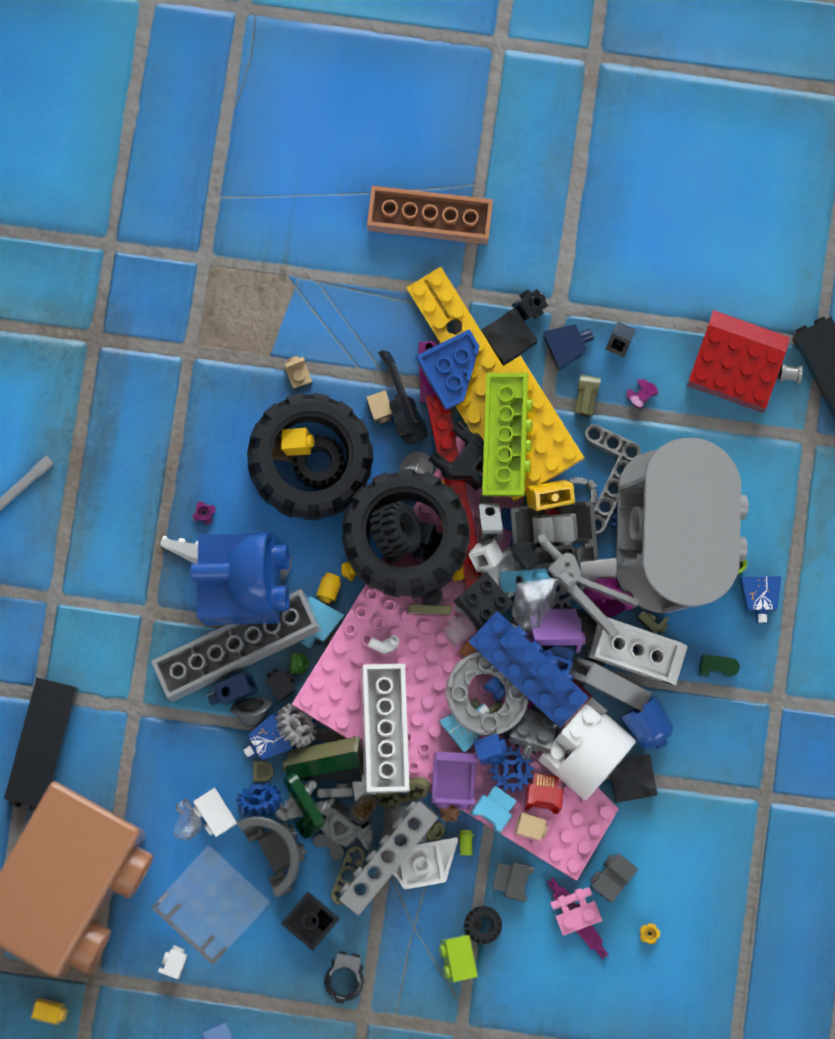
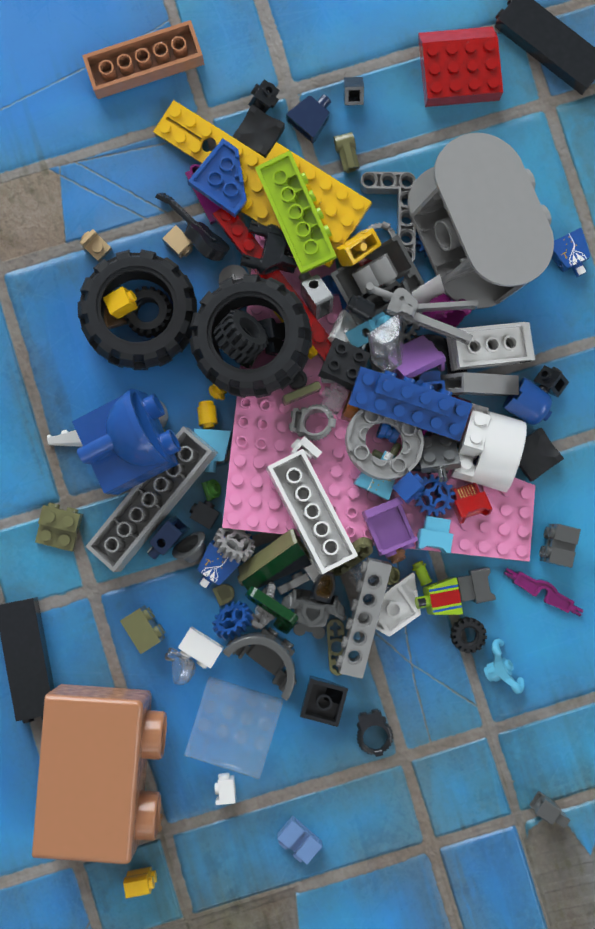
camera: 25 degrees left, 5 degrees up
(132, 630) = (58, 527): none -> olive plate
(168, 767) = (143, 629): none -> olive brick
(207, 519) = (72, 395): magenta plate -> none
(385, 646) = (279, 440): white arm -> none
(411, 668) = (309, 448): none -> white bracket
(417, 633) = (300, 417): none -> light grey piece
(458, 958) = (461, 673): lime brick -> none
(472, 875) = (441, 598): none -> torso
(485, 555) = (327, 324): white brick -> none
(500, 972) = (502, 669): none -> medium azure piece
(530, 827) = (472, 536): tan brick -> none
(579, 917) = (545, 592): bright pink plate -> none
(648, 391) = (396, 125): magenta piece -> none
(648, 620) = (487, 317): olive bracket -> none
(681, 713) = (551, 380): none -> black brick
(726, 666) = (561, 326): dark green leg -> none
(791, 373) = (509, 55): light grey bush -> none

